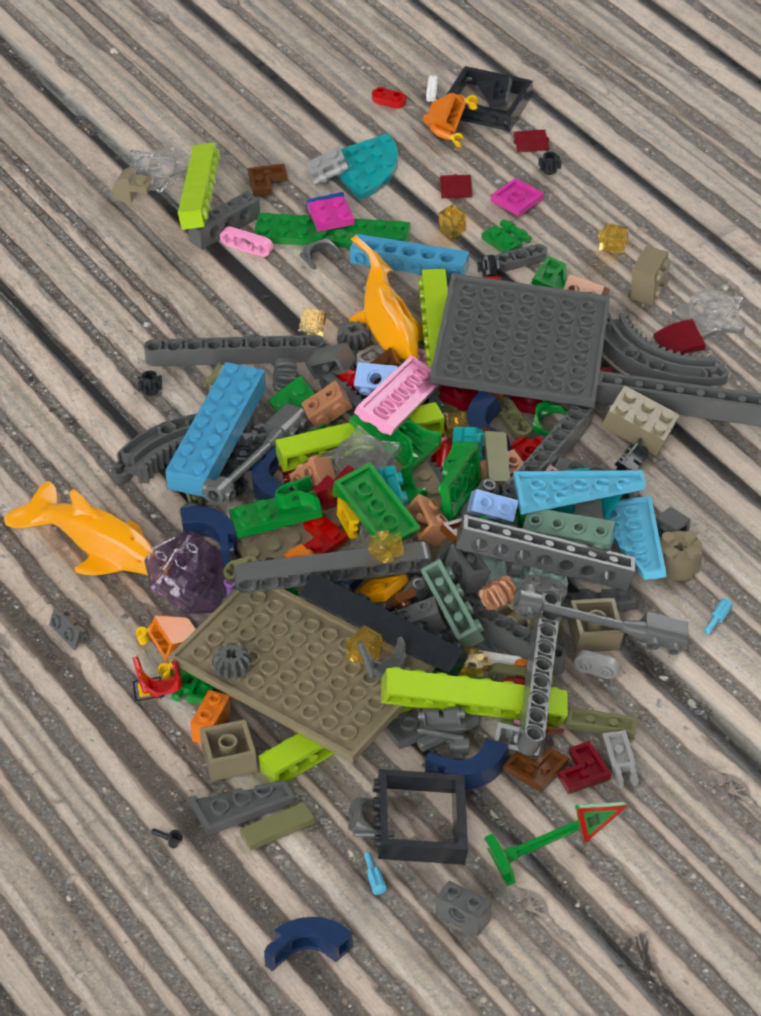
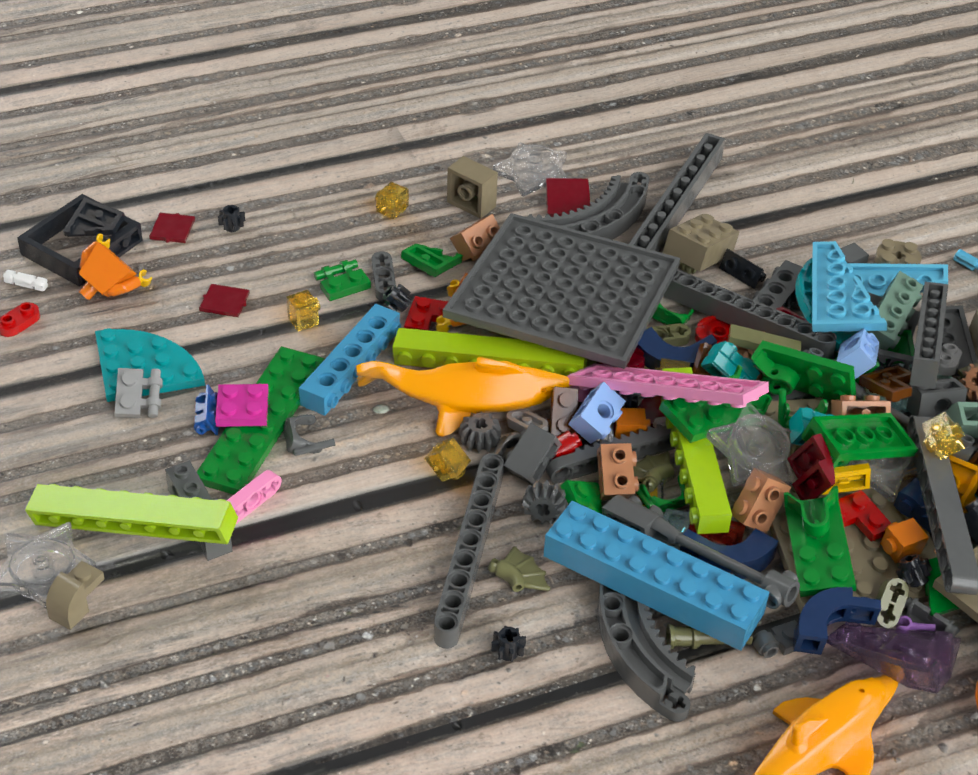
camera: 80 degrees left, 0 degrees up
(263, 176) = (122, 462): reddish brown plate -> none
(517, 197) = (277, 255): dark pink plate -> none

